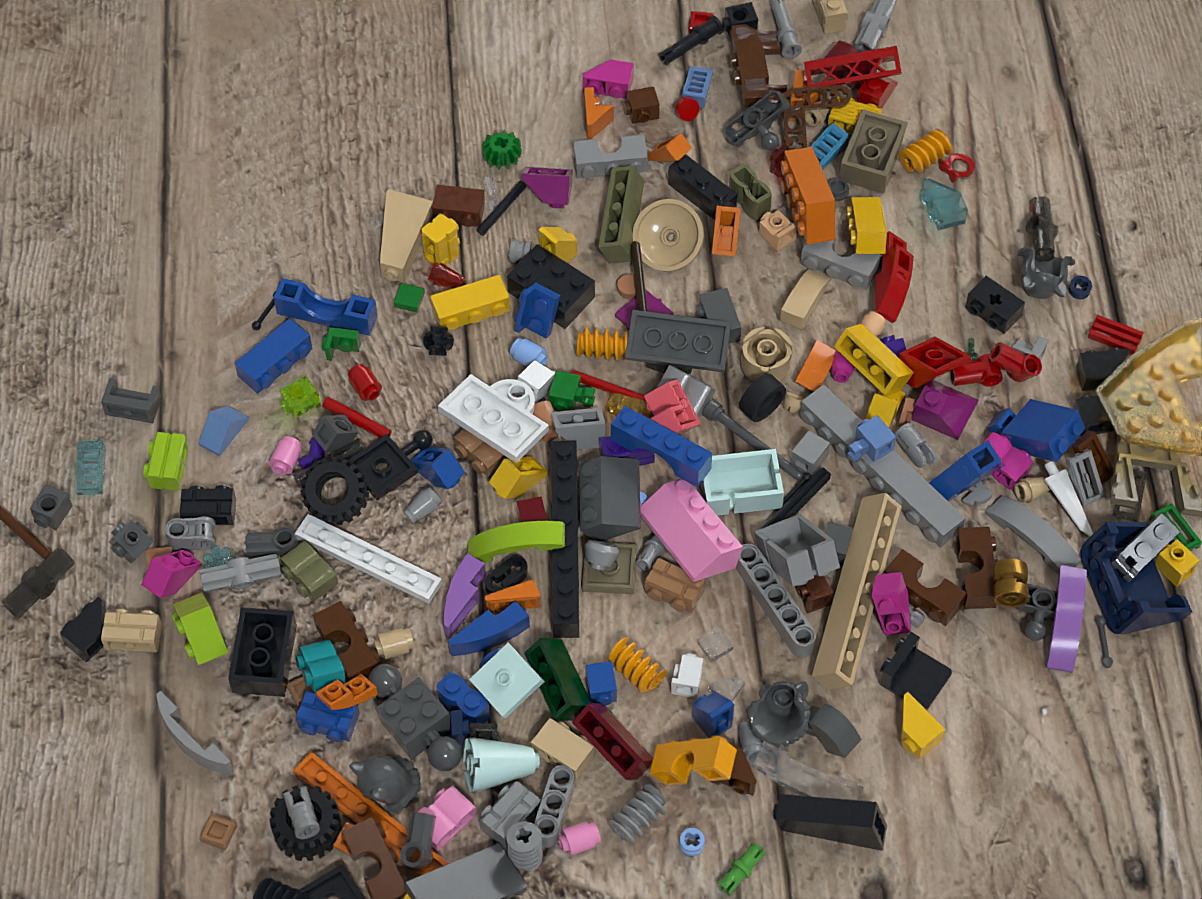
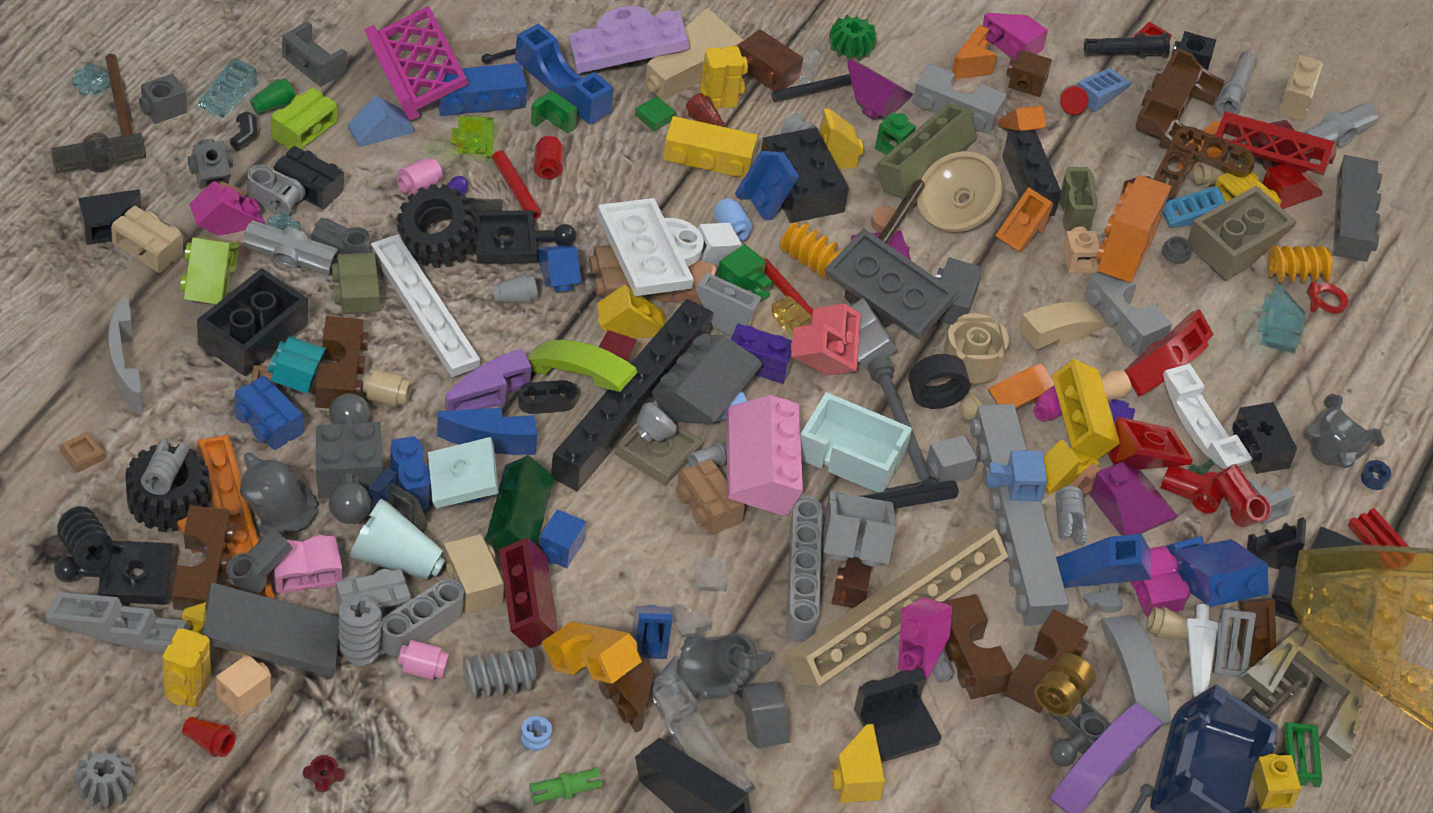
camera: 25 degrees right, 10 degrees down
(129, 454) = (272, 97): none -> green cone
(132, 494) = (248, 130): none -> black arm
(208, 382) = (399, 76): none -> dark pink fence
(334, 432) = (481, 179): dark grey brick -> none
(346, 695) = (289, 394): orange slope -> none
(349, 248) = (628, 36): none -> lavender plate
(438, 341) = (650, 160): black gear -> none
(525, 594) = (549, 417): orange slope -> none
(590, 208) = (895, 128): none -> green brick
(634, 667) = (610, 542): light orange piece -> none
(639, 432) = (805, 375): blue arch -> none
(687, 676) = (655, 582): white brick -> none
(768, 114) = (1137, 142): dark grey piece -> none
(841, 537) = (910, 551): dark grey brick -> none
(867, 225) = (1178, 290): yellow brick -> none
(930, 83) = (1357, 208): none -> dark grey brick
(946, 318) = (1200, 421): none -> white slope
(1041, 228) = (1372, 396): clear smoke piece -> none
(1060, 381) = (1279, 546): none -> black slope
(1144, 546) = (1248, 741): plate -> none

